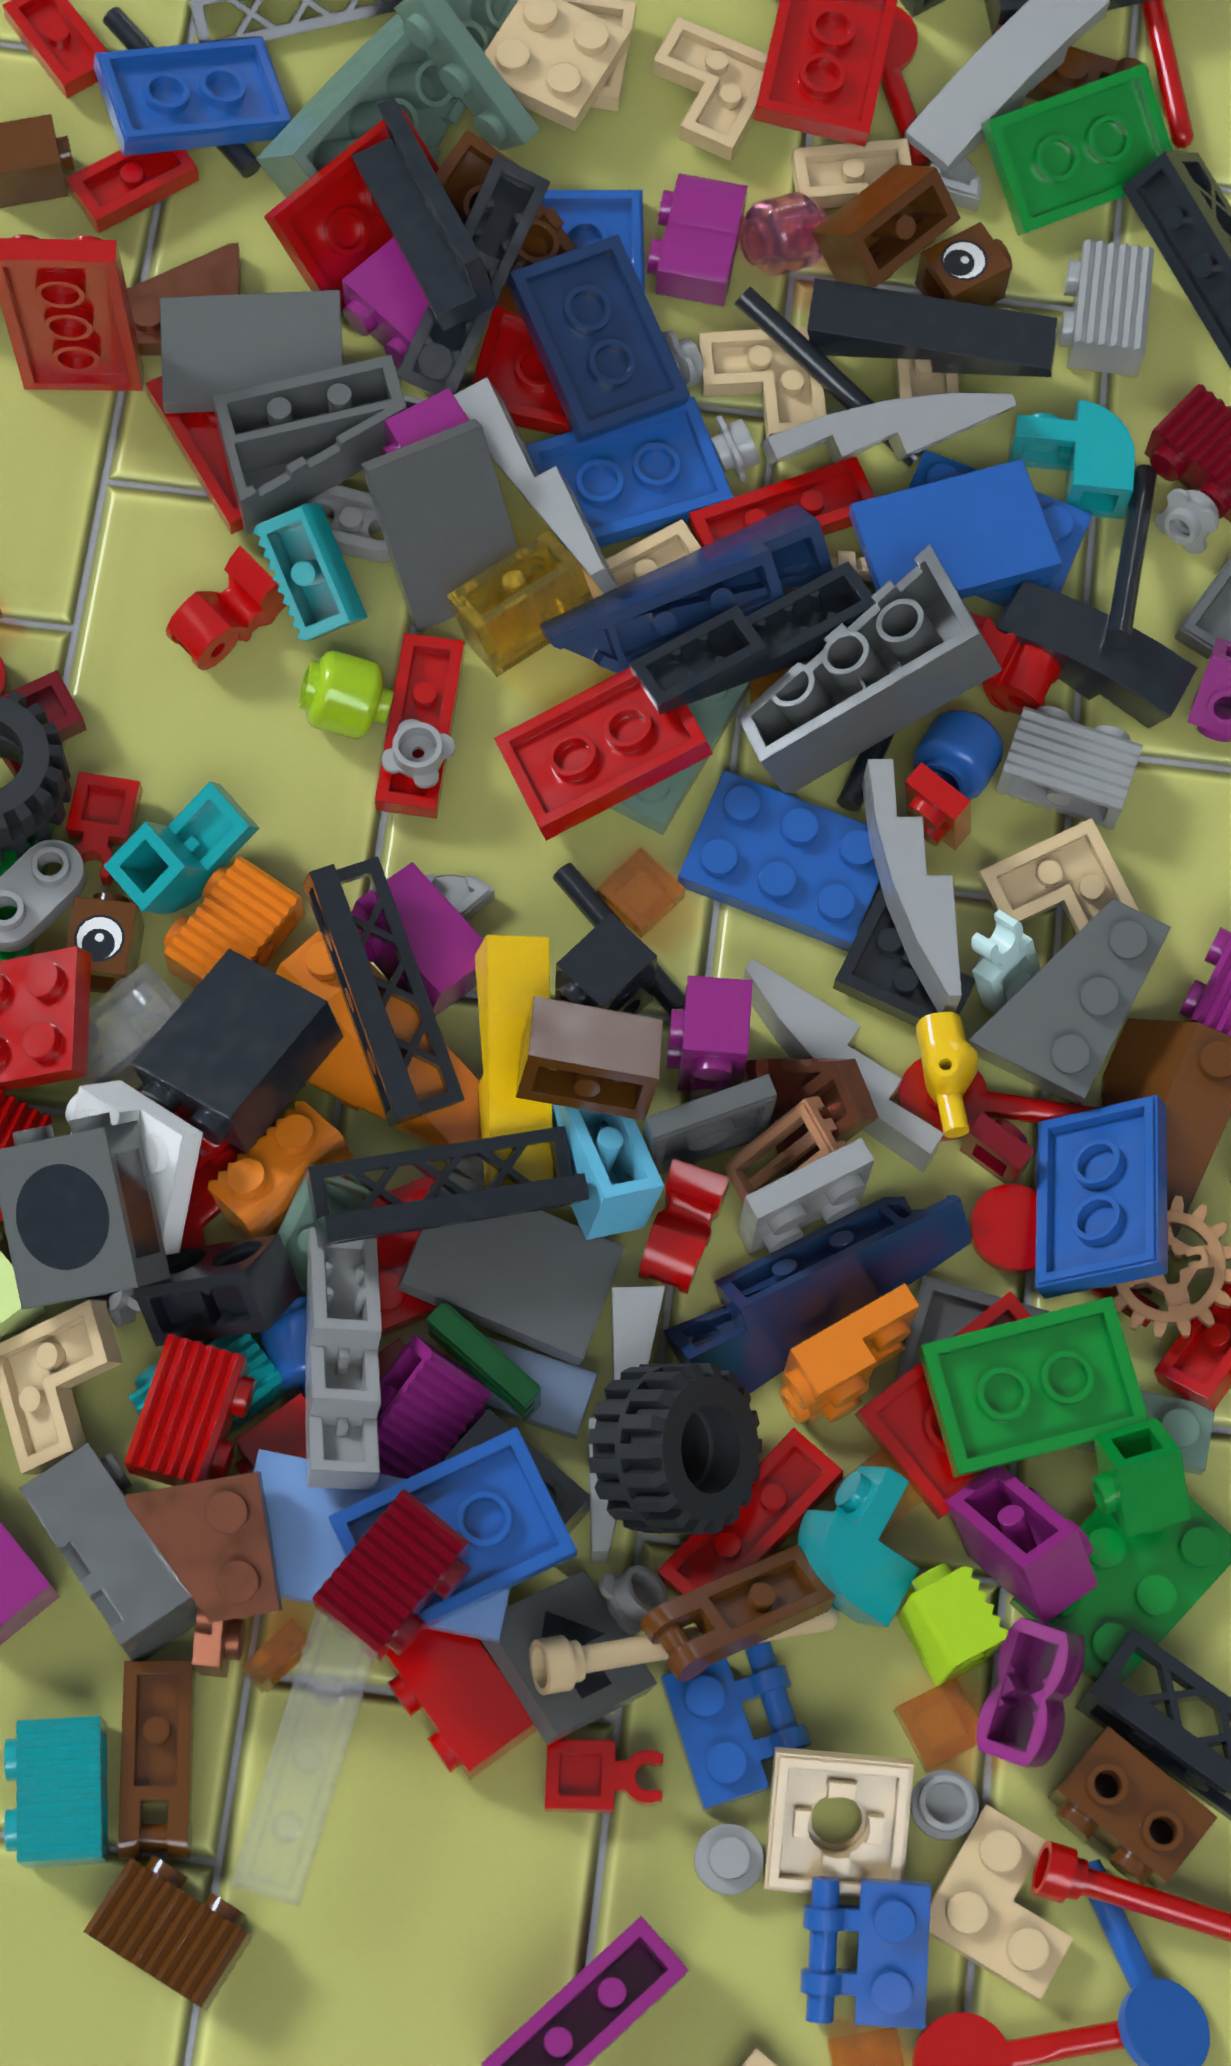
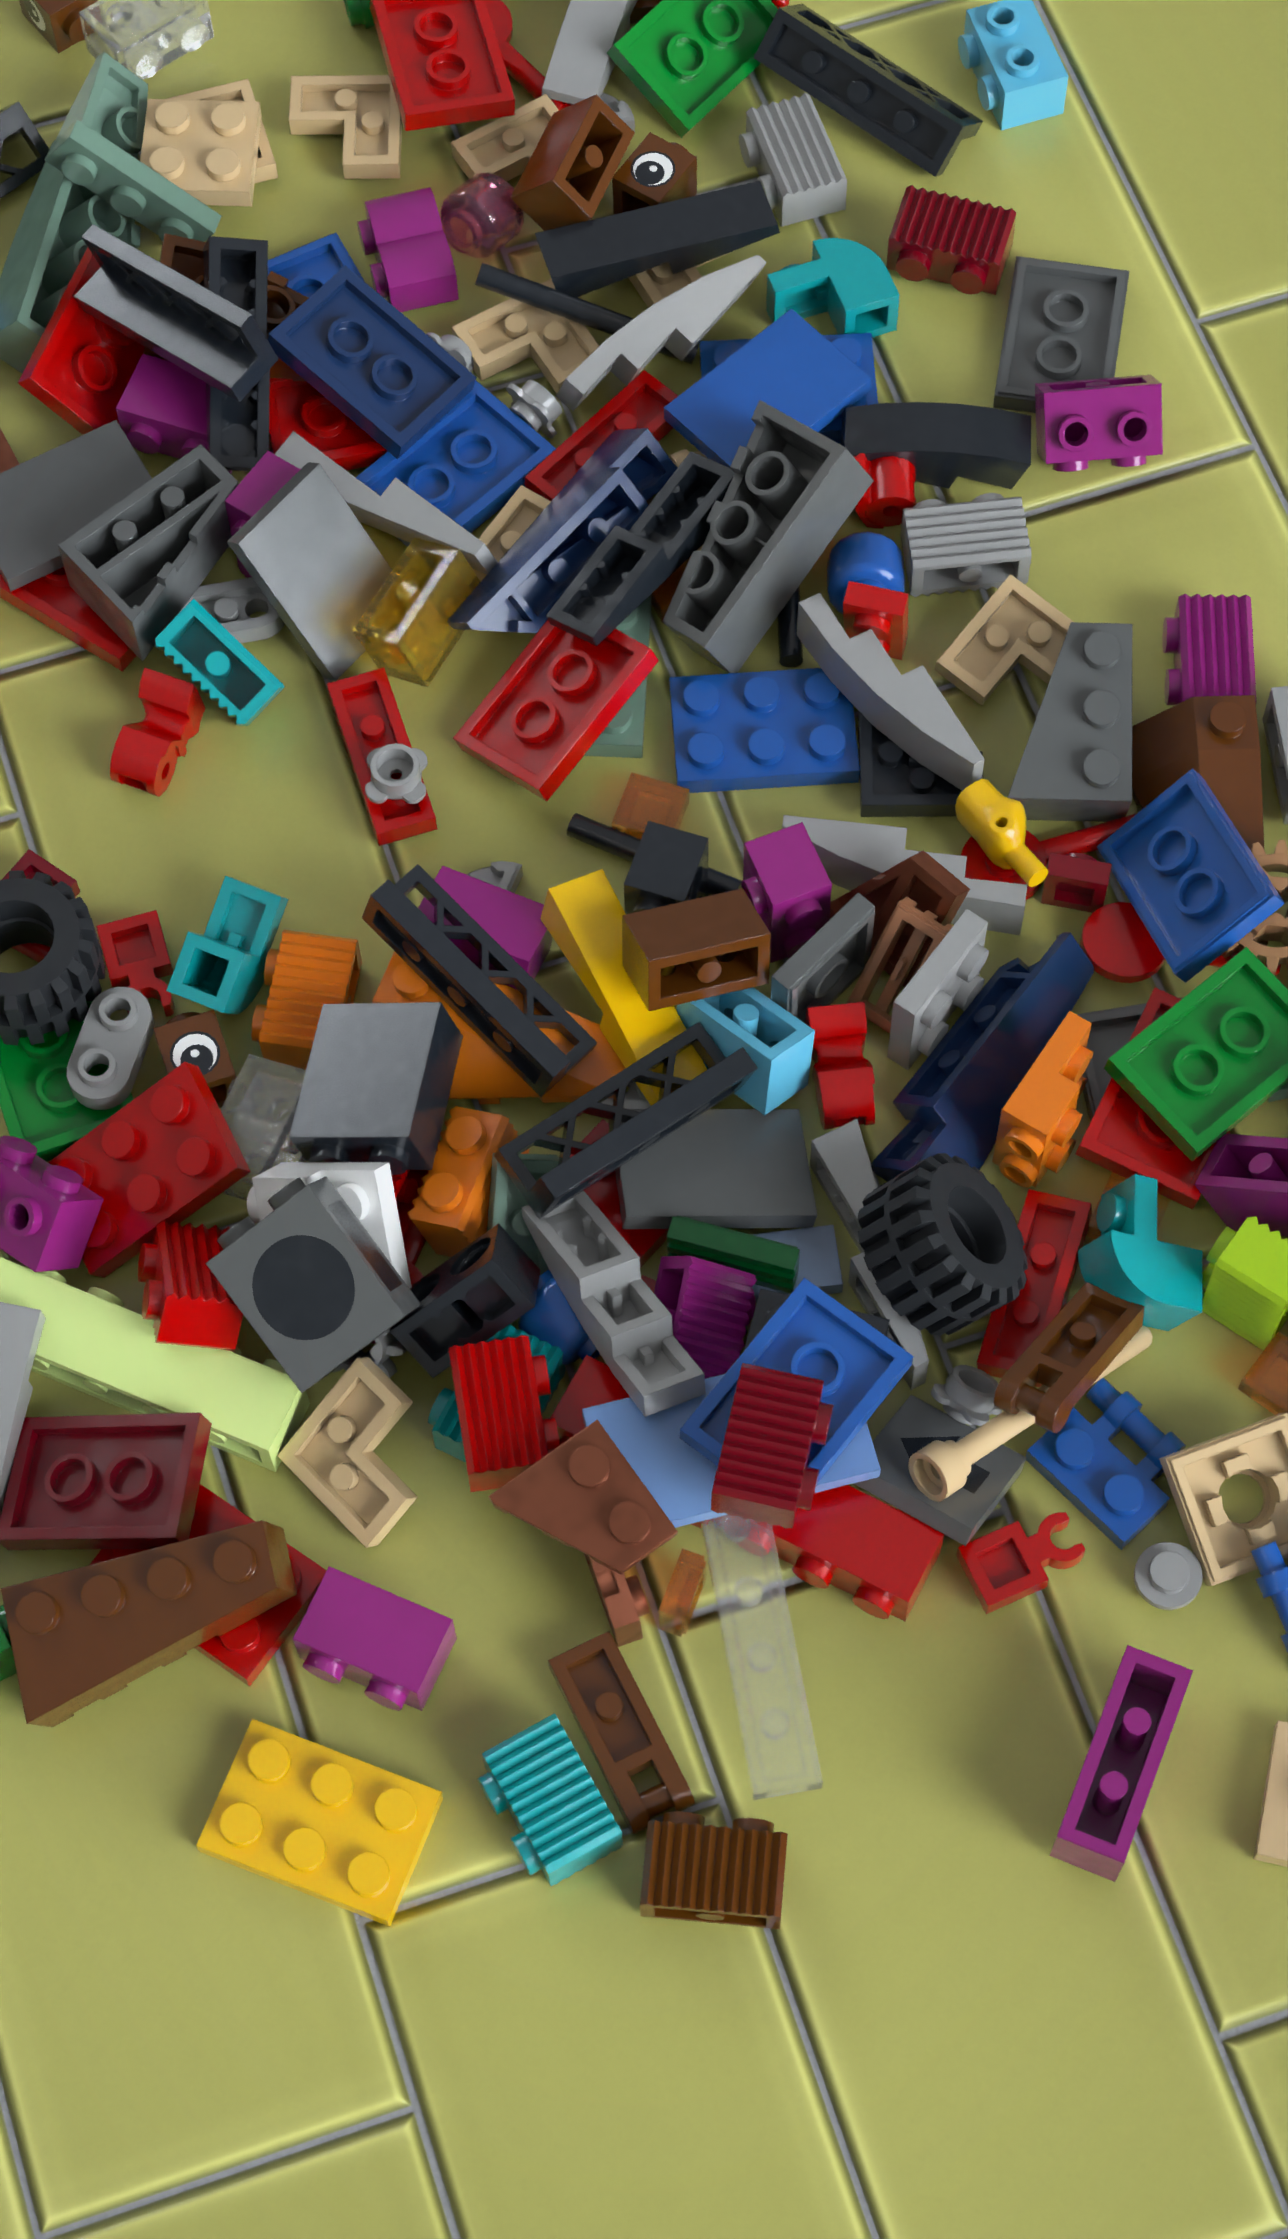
camera: 20 degrees left, 5 degrees down
(111, 1552) = (489, 1572): dark grey wedge -> none
(344, 694) = (301, 758): lime head -> none
(1005, 962) = (1001, 725): light aqua plate -> none
(1131, 557) = (929, 354): black bar -> none
(1188, 519) = (956, 290): light grey plate -> none

